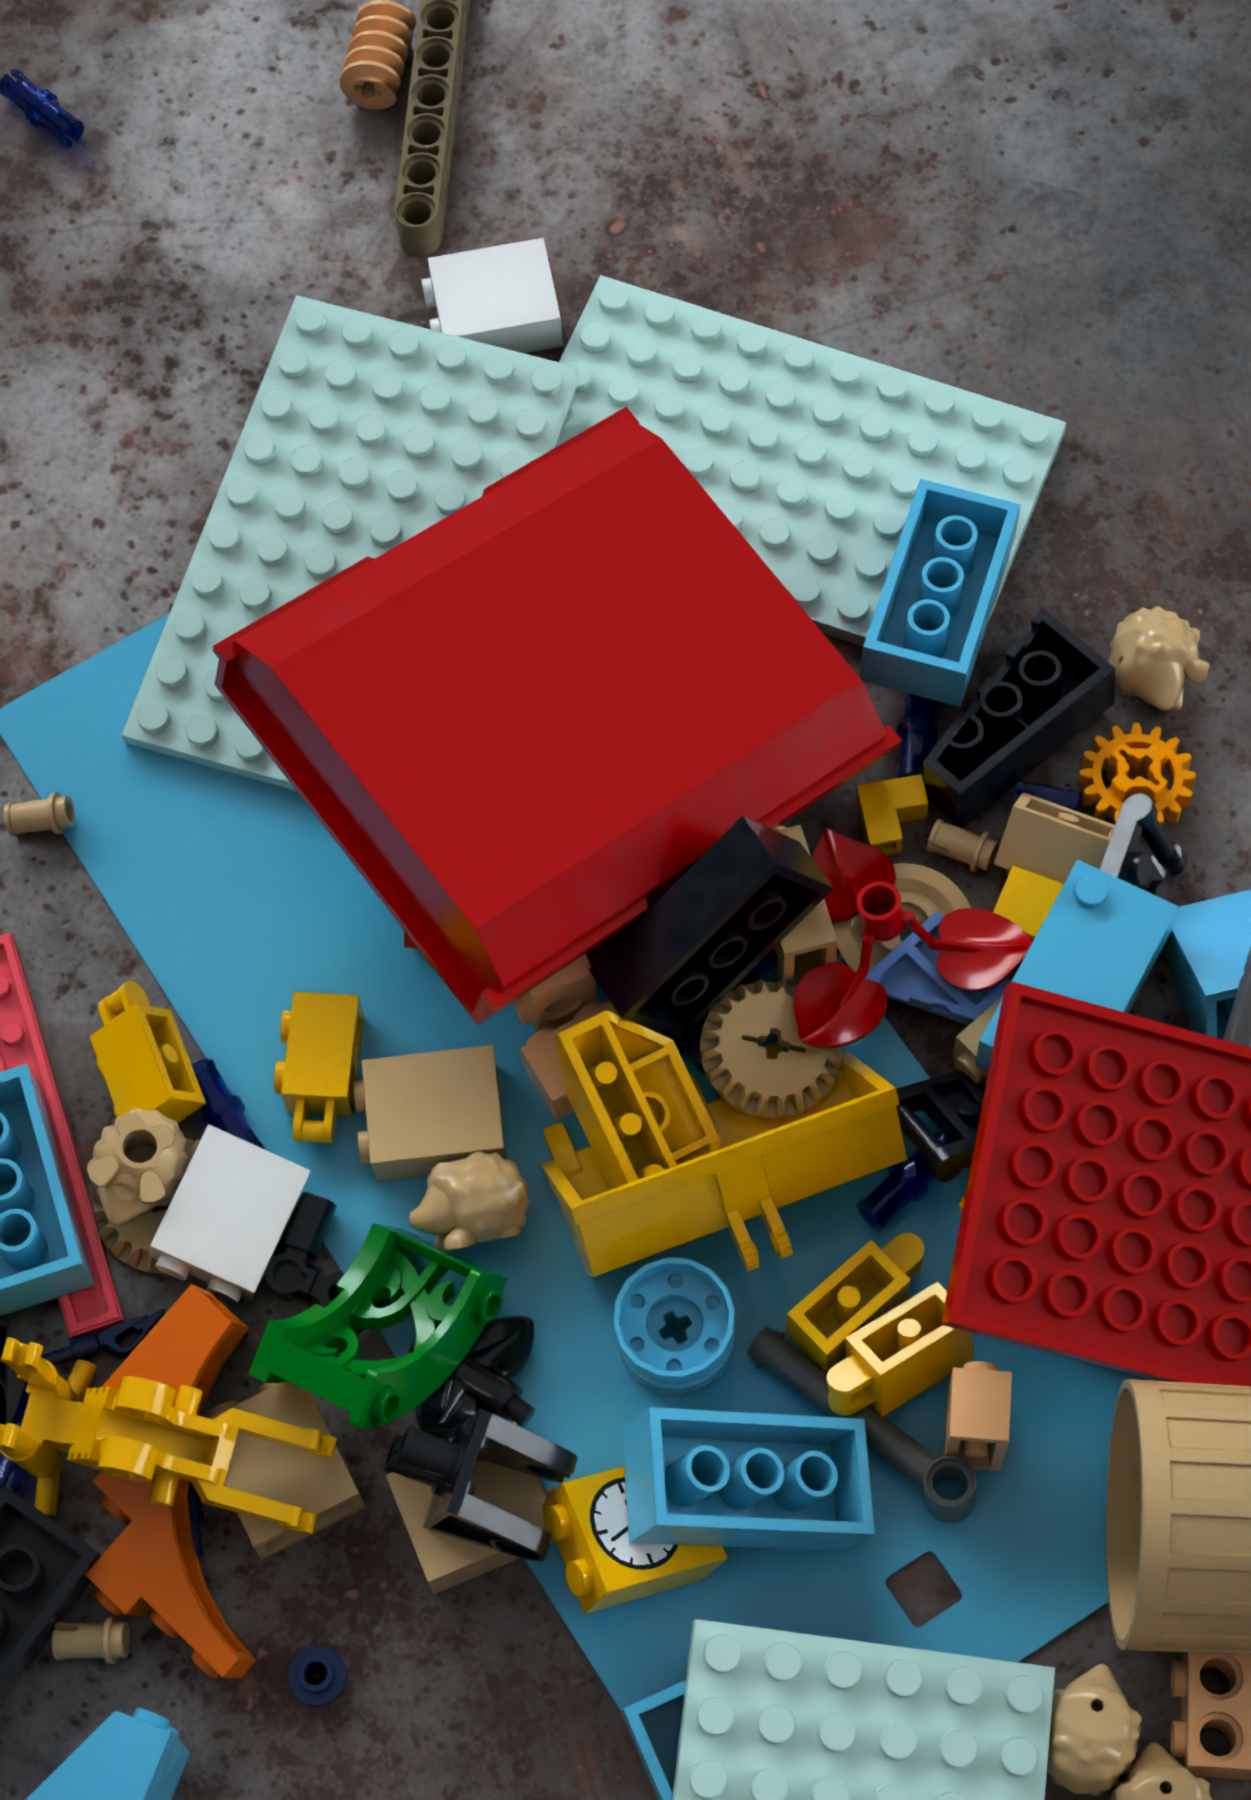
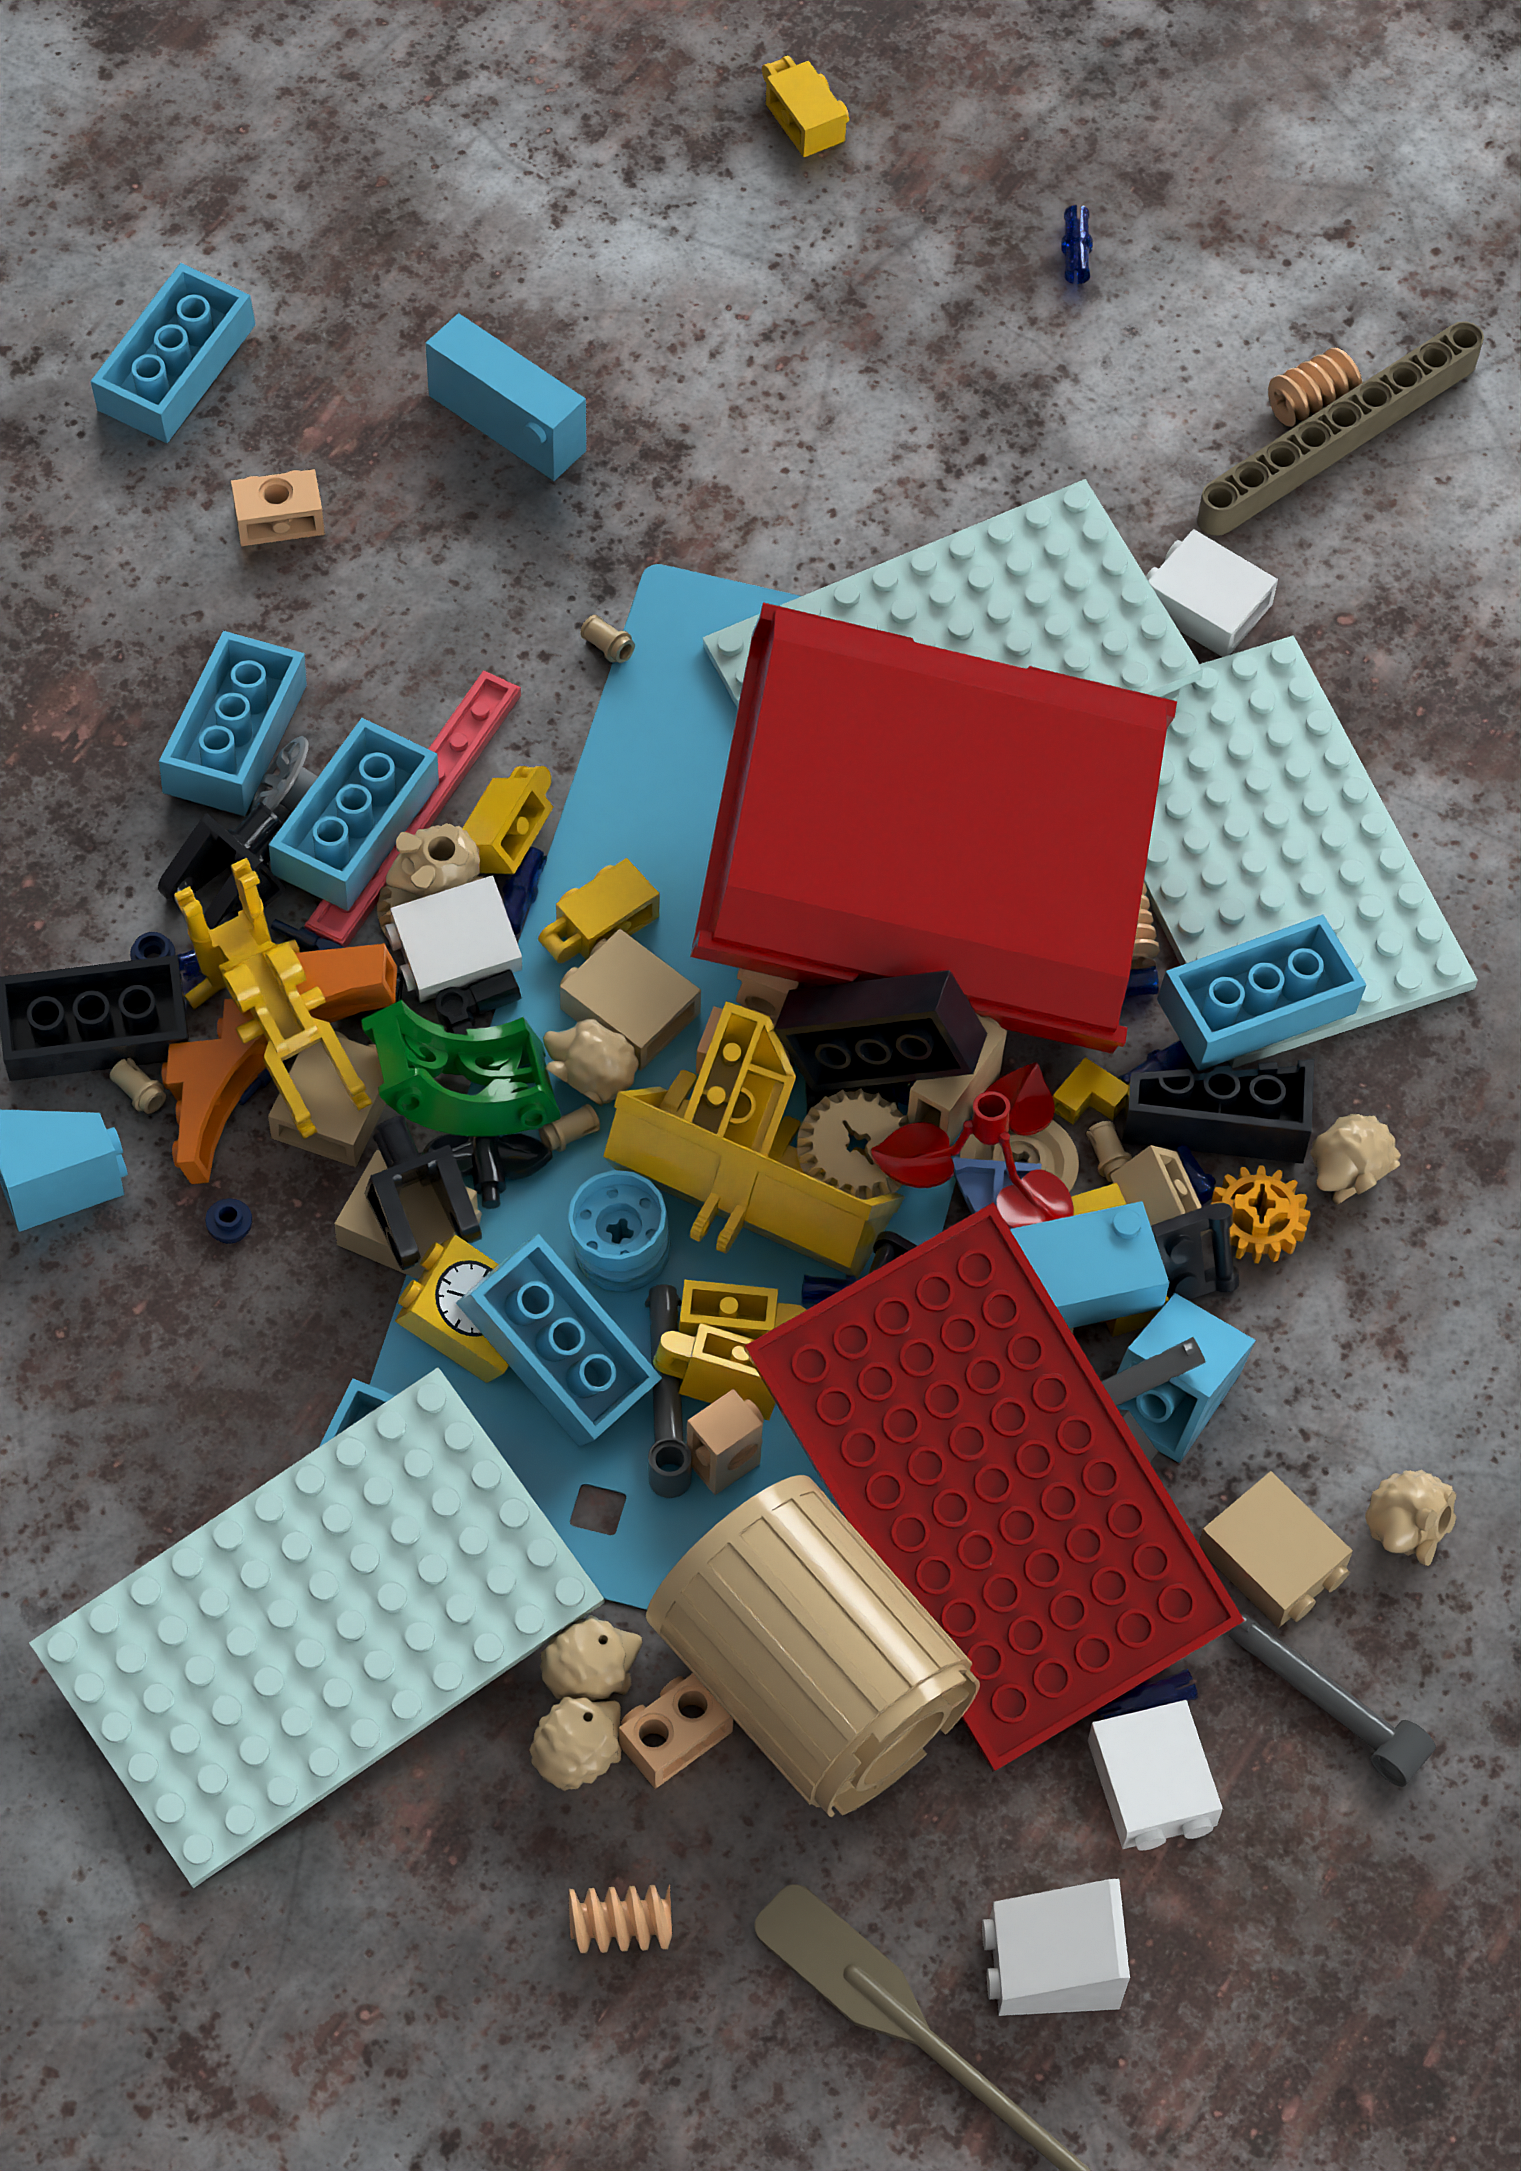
camera: 40 degrees right, 5 degrees down
(518, 1268) = (569, 1128): none -> tan pin

